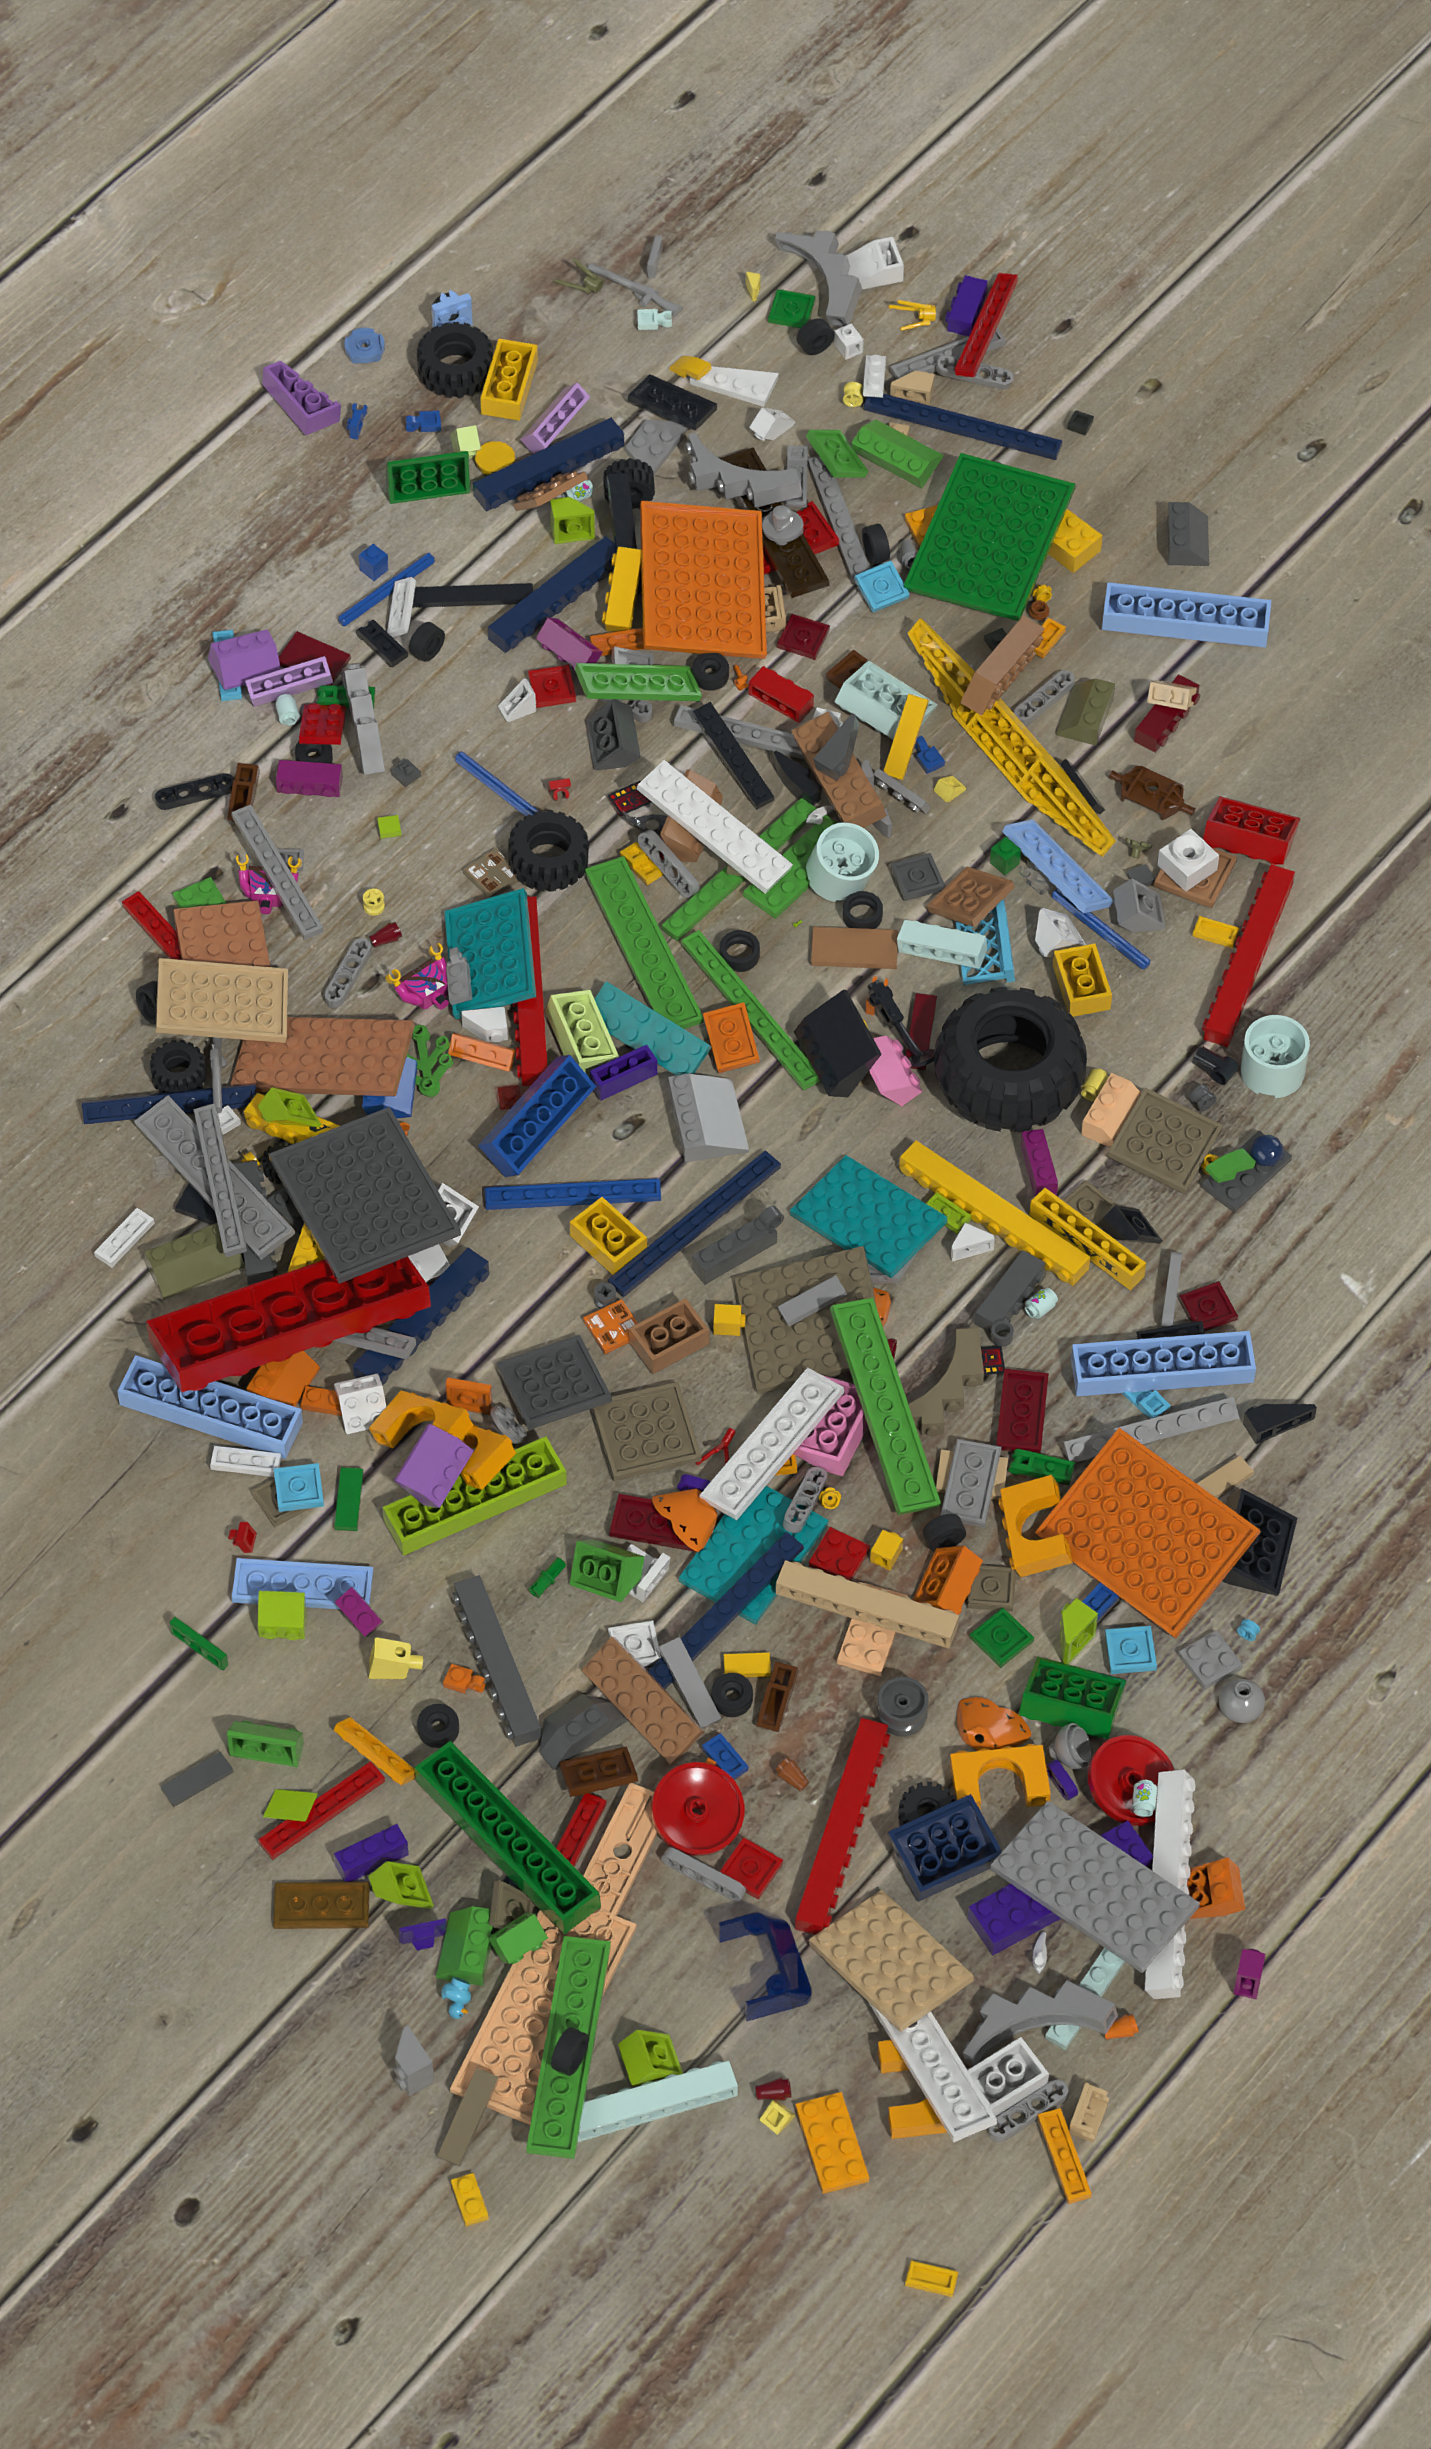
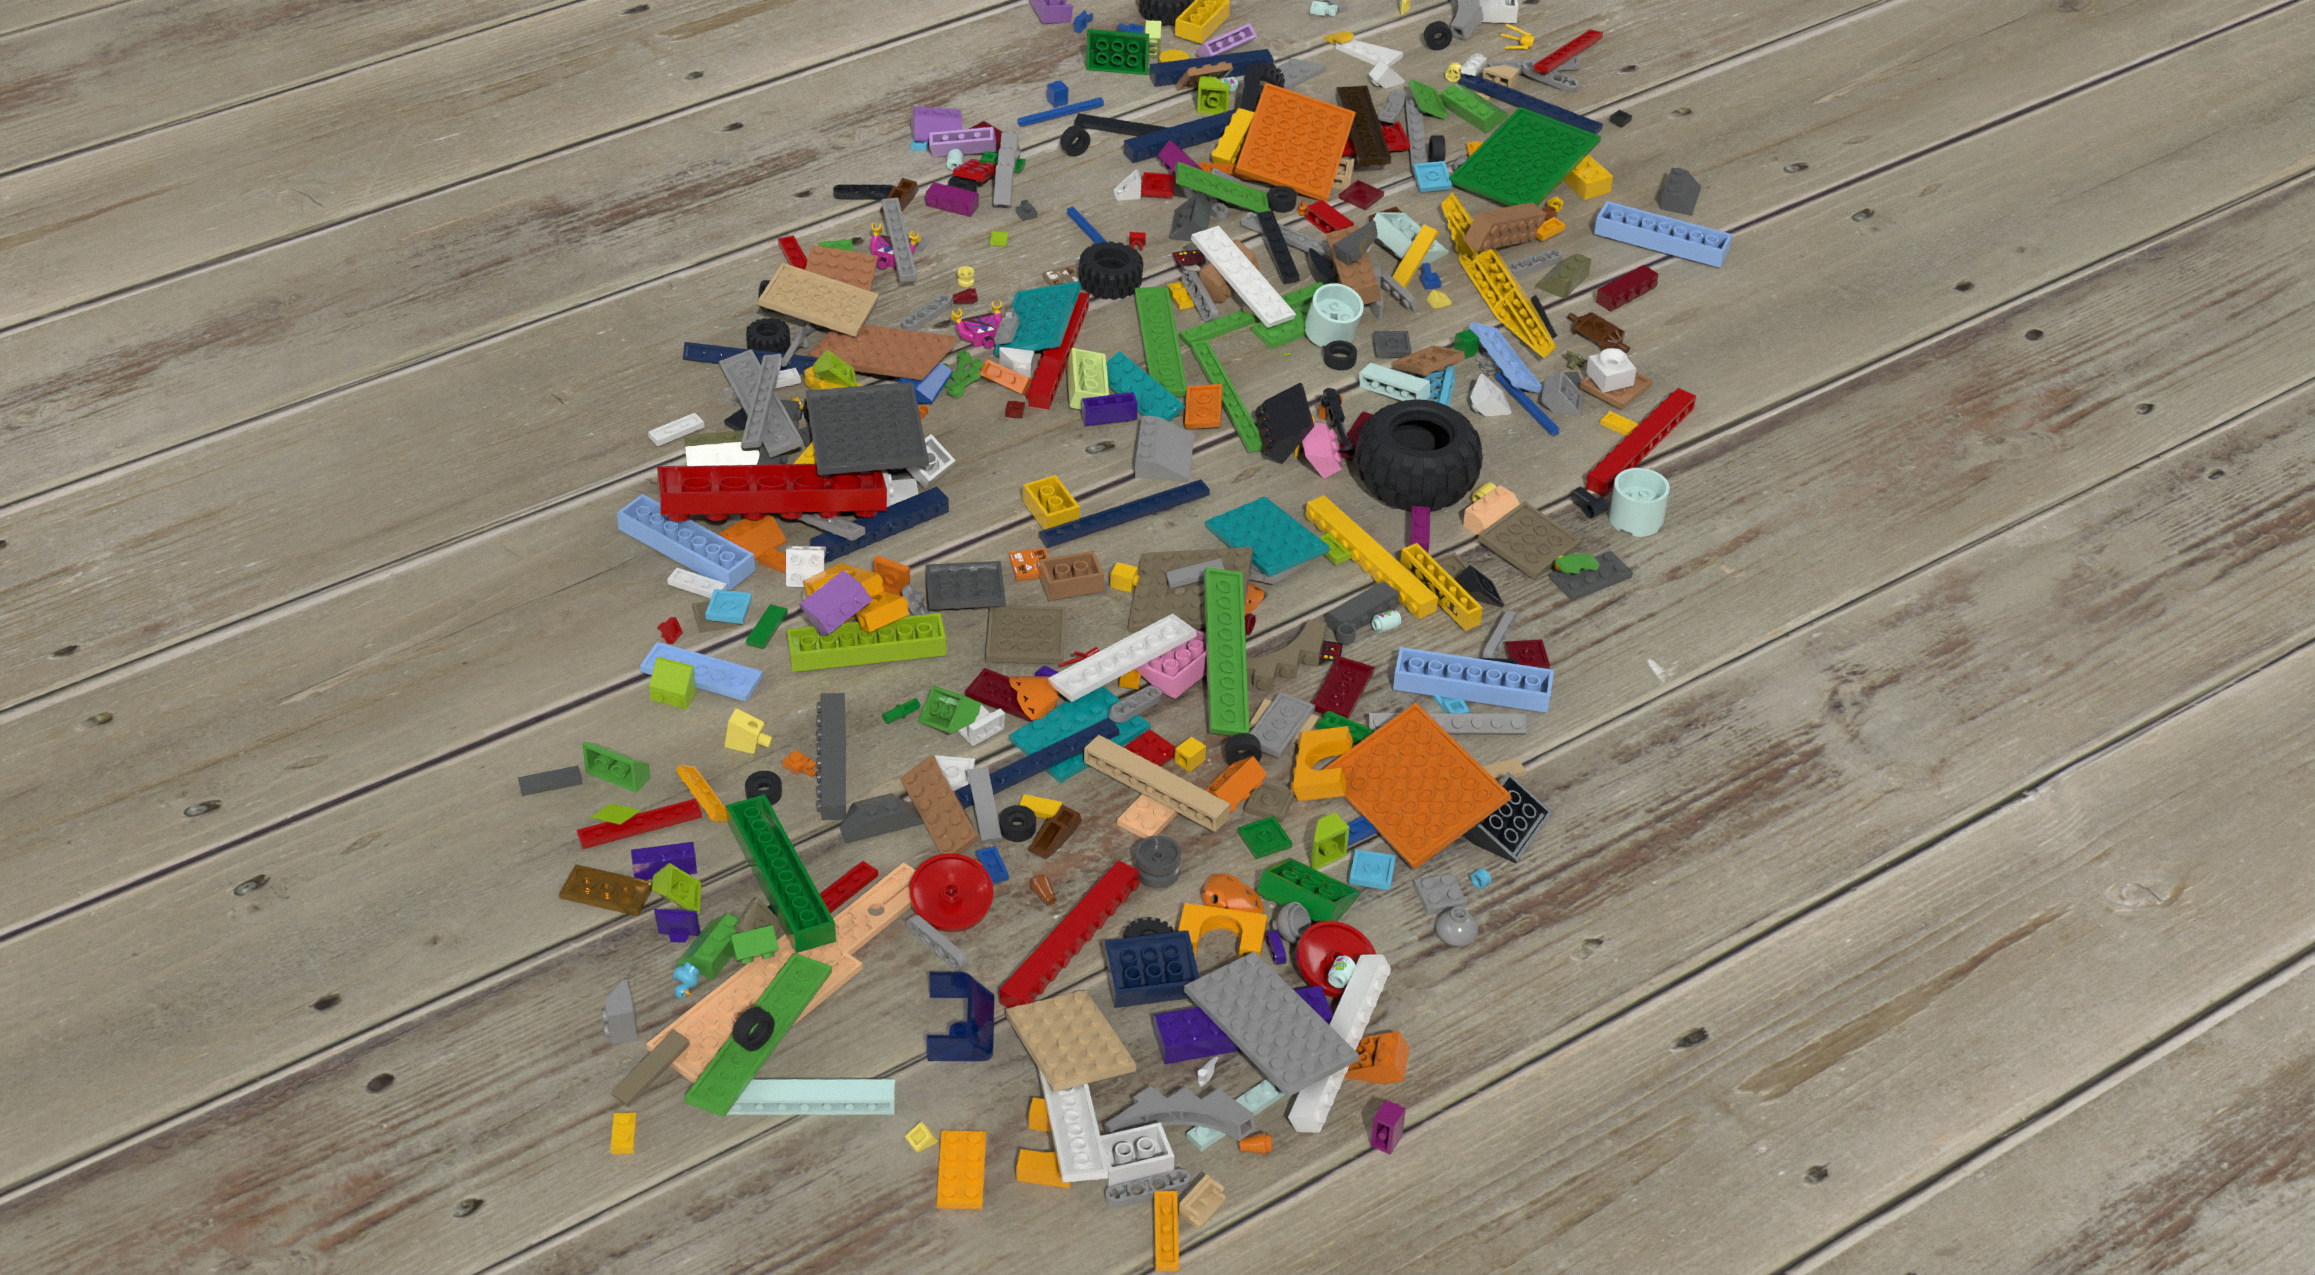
camera: 15 degrees right, 15 degrees down
(198, 1643) = (598, 690): green tile -> none
(359, 1612) = (734, 693): magenta brick -> none
(382, 643) = (1043, 139): black plate -> none
(401, 607) = (1066, 120): white plate -> none
(537, 1116) = (1028, 418): blue brick -> none
(572, 1194) = (1027, 474): blue tile -> none
(598, 1771) = (880, 848): reddish brown plate -> none
(600, 1298) = (1032, 540): dark grey wheel -> none
(649, 2057) = (828, 1060): lime slope -> none
(672, 402) = (1317, 51): black plate -> none
(735, 481) = (1342, 95): light grey arch -> none
(737, 1246) = (1153, 532): dark grey hinge -> none
(745, 938) = (1237, 351): black tyre -> none
(752, 1867) = (981, 947): red plate -> none
(774, 2090) = (929, 1115): dark red cone -> none
(782, 525) = (1369, 122): light grey plate -> none
(791, 308) = (1423, 19): green tile -> none
(834, 1502) = (1163, 710): yellow plate -> none
(848, 341) = (1462, 44): white brick -> none
(854, 947) = (1324, 376): medium nougat tile -> none
(966, 305) = (1557, 39): dark purple brick -> none
(971, 1242) = (1344, 571): white slope -> none
(1082, 980) = (1498, 427): yellow brick -> none
(1171, 694) = (1633, 271): tan hinge -> none
(1203, 1097) = (1571, 520): dark grey wheel -> none
(1251, 830) = (1669, 368): red slope -> none
(1267, 1150) = (1612, 560): dark blue hair -> none
(1273, 1419) = (1556, 739): black slope -> none

